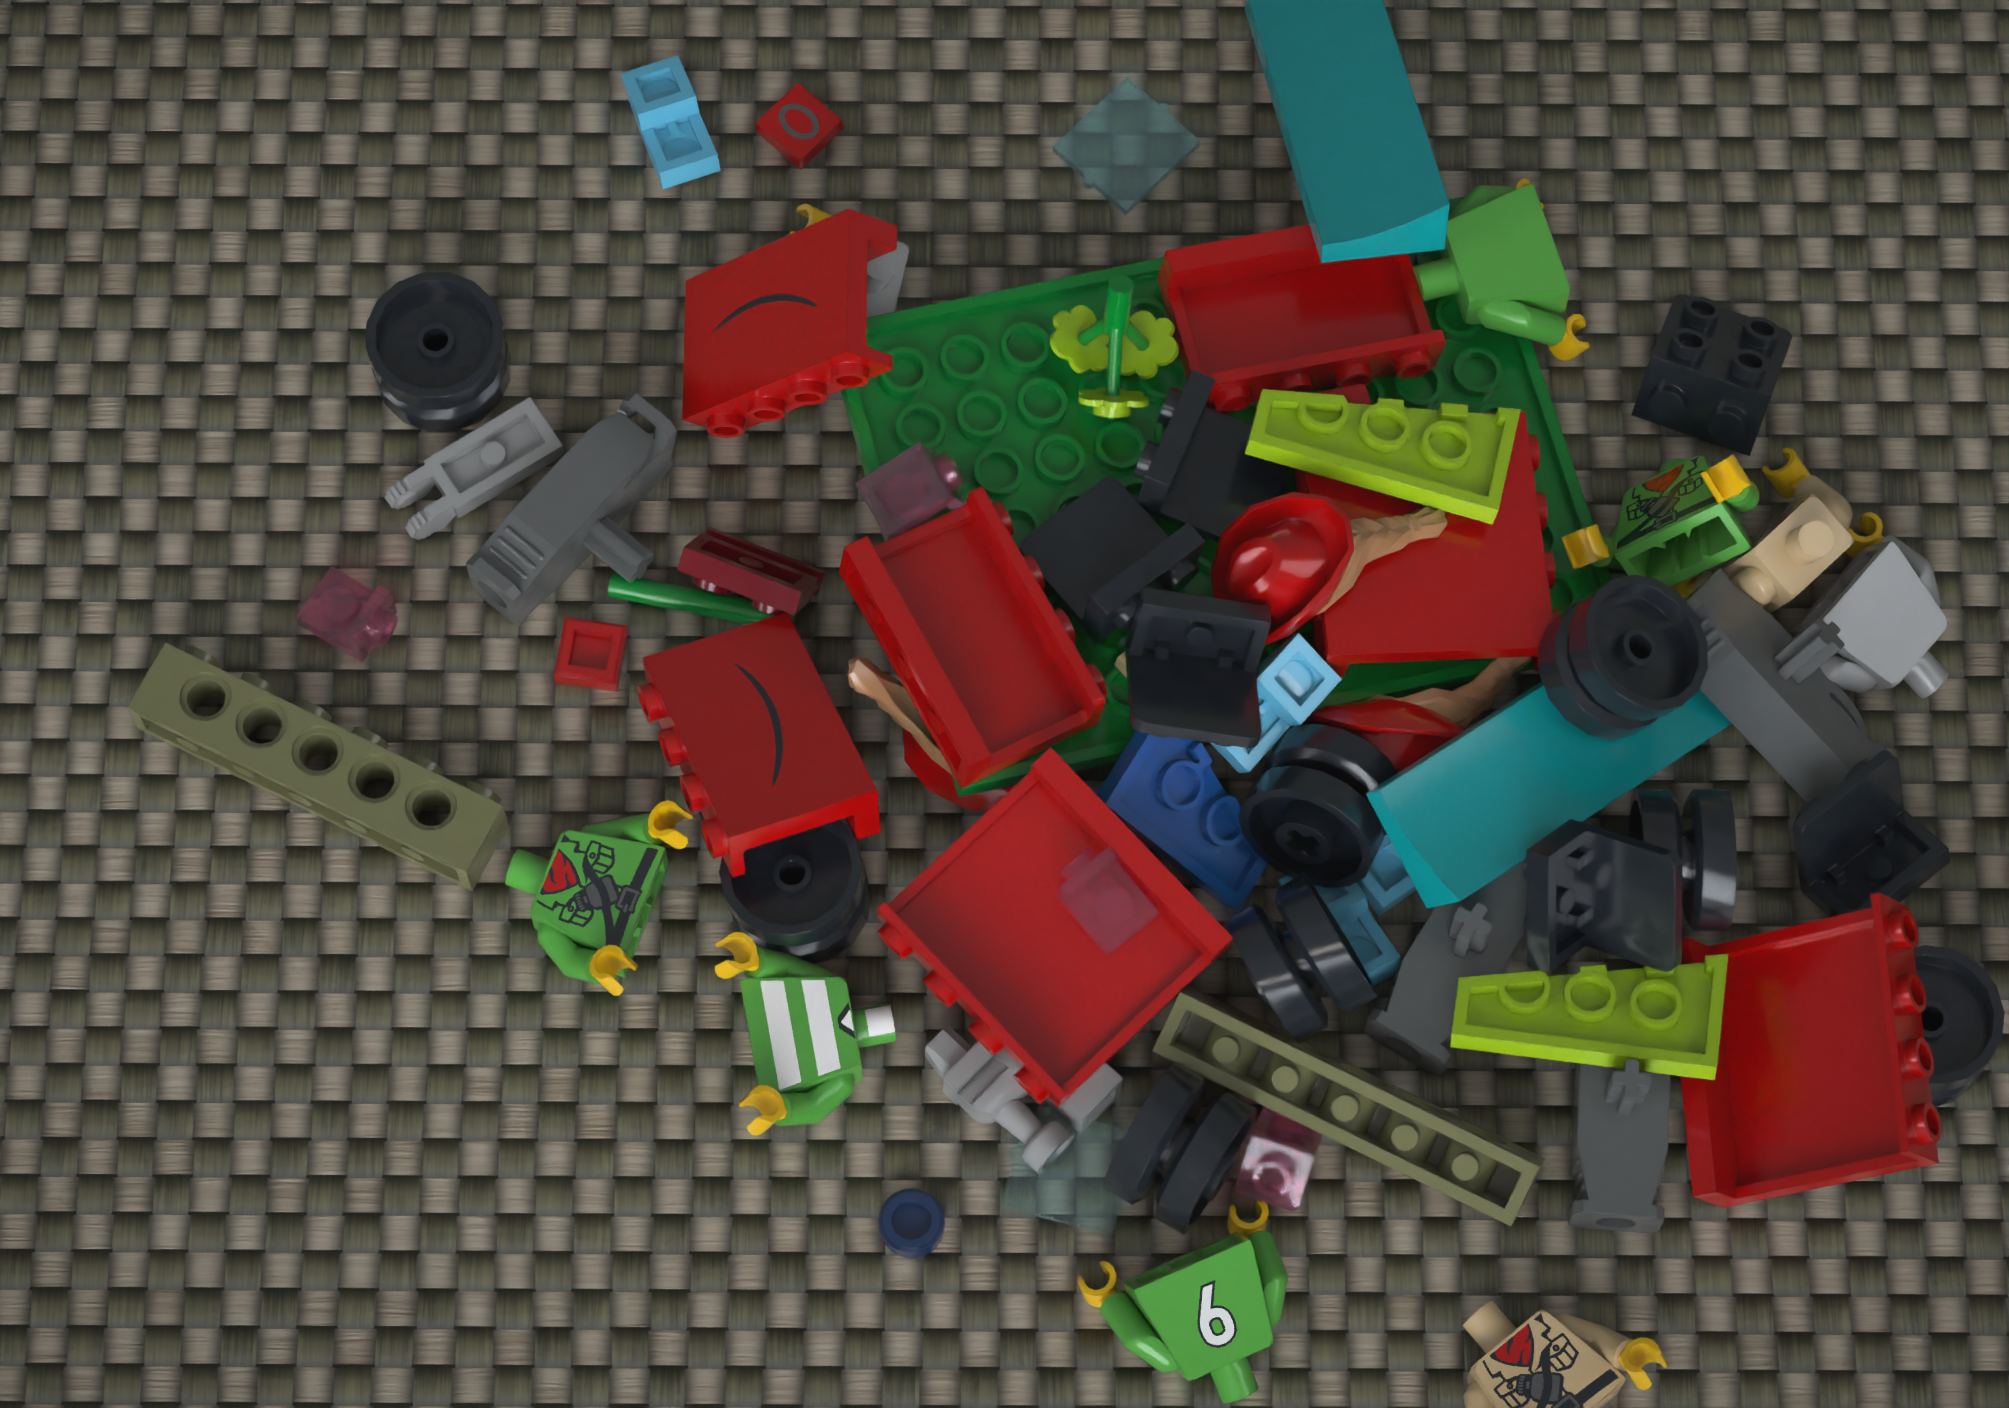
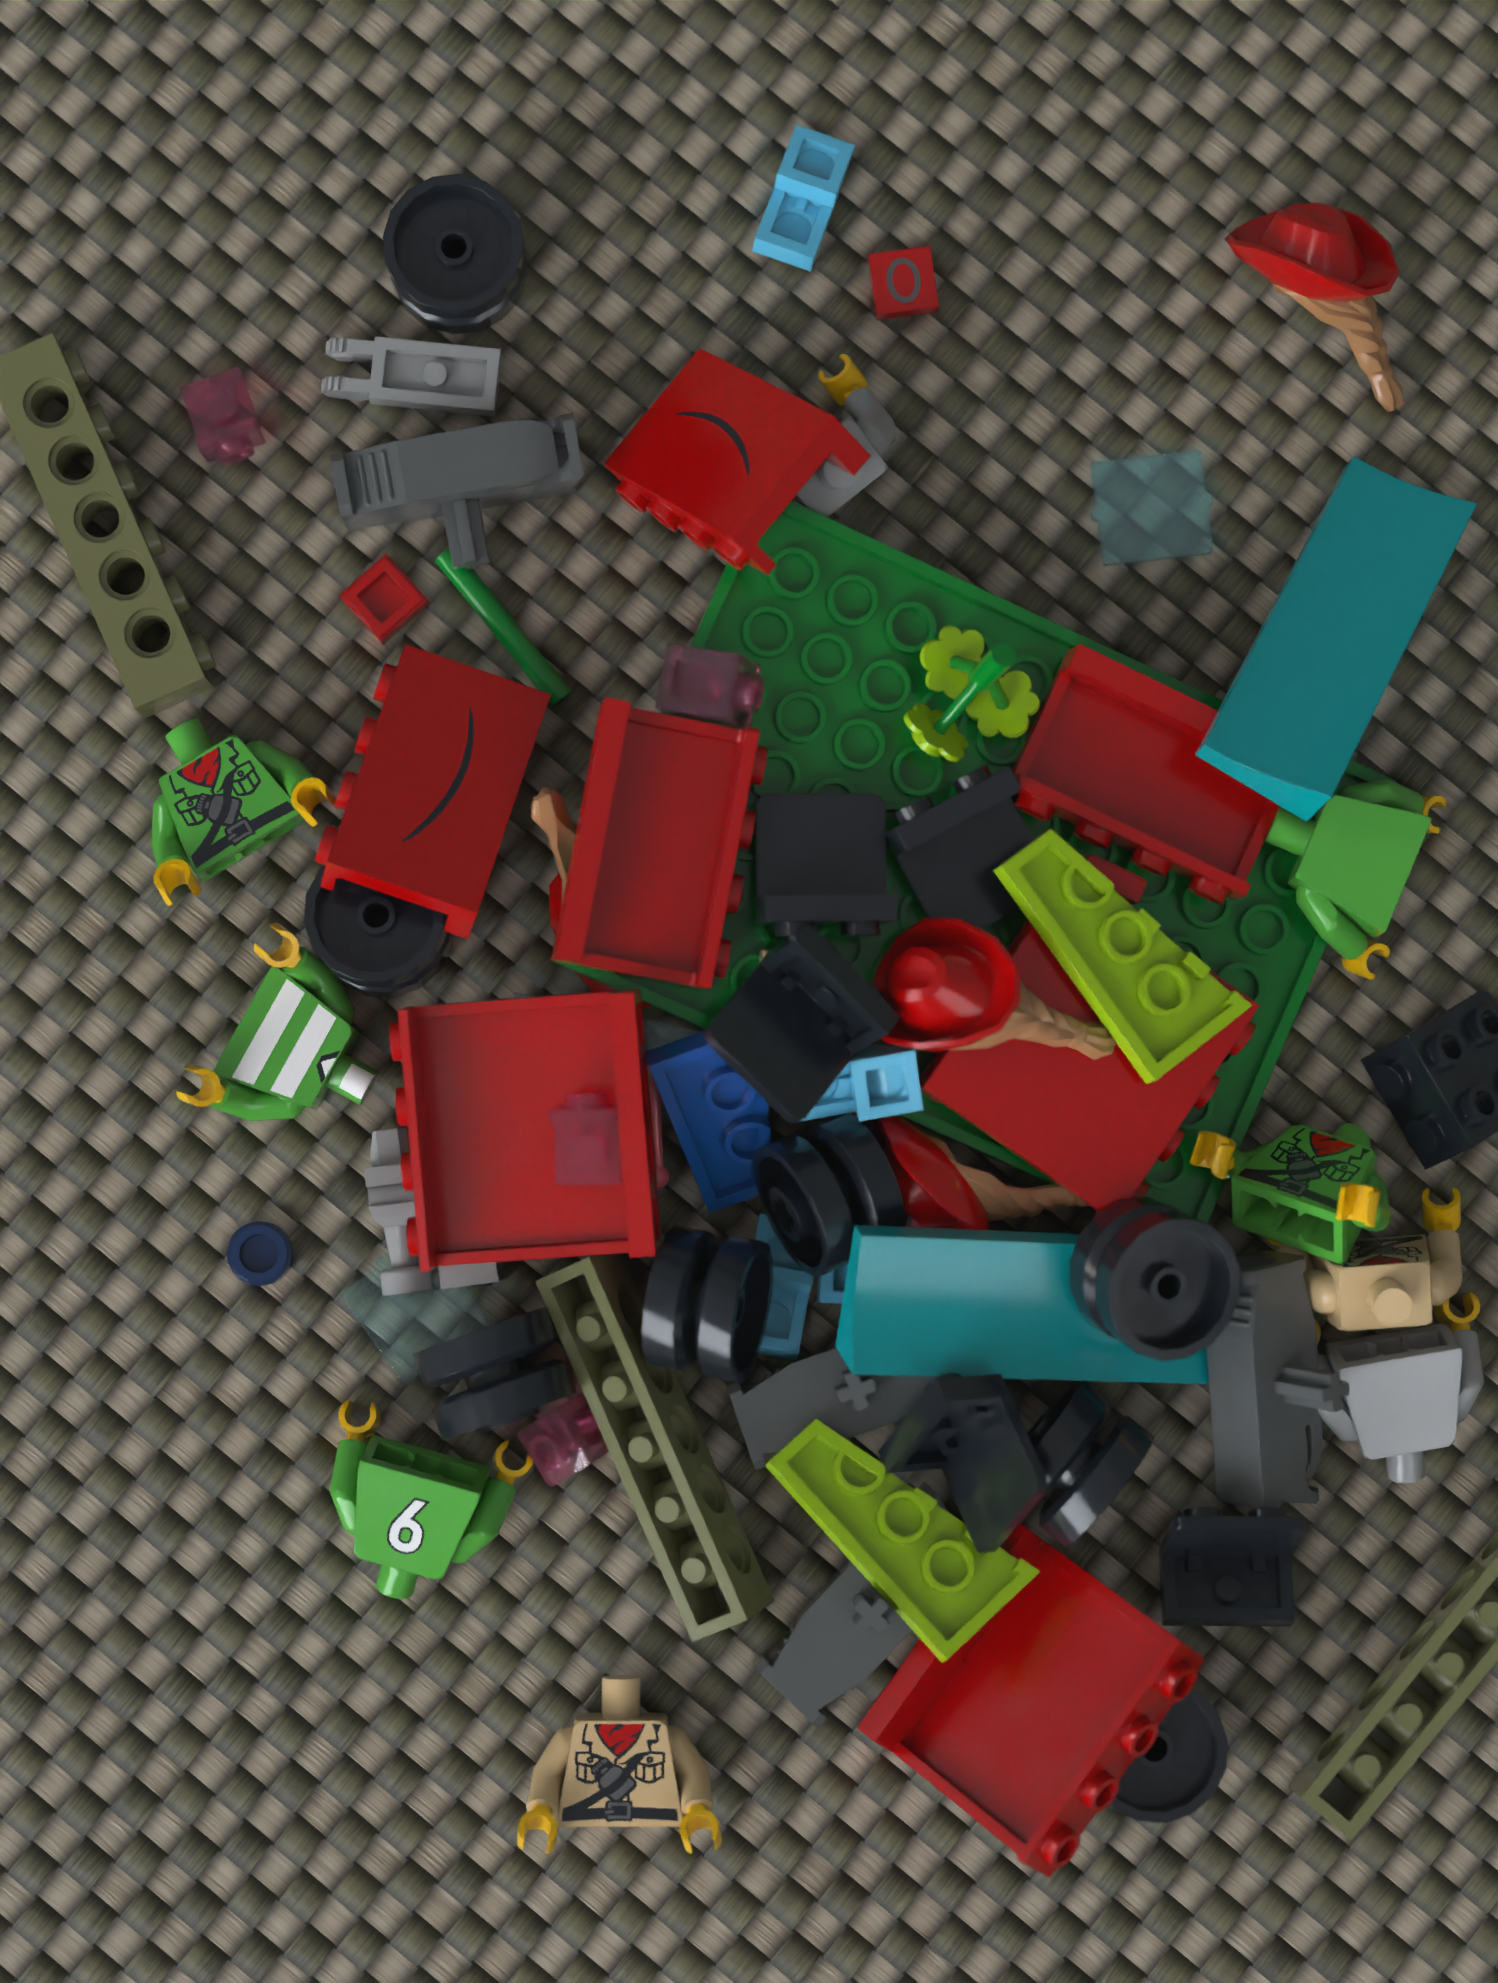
camera: 35 degrees right, 15 degrees up
(733, 564) = (553, 635): dark red plate -> none

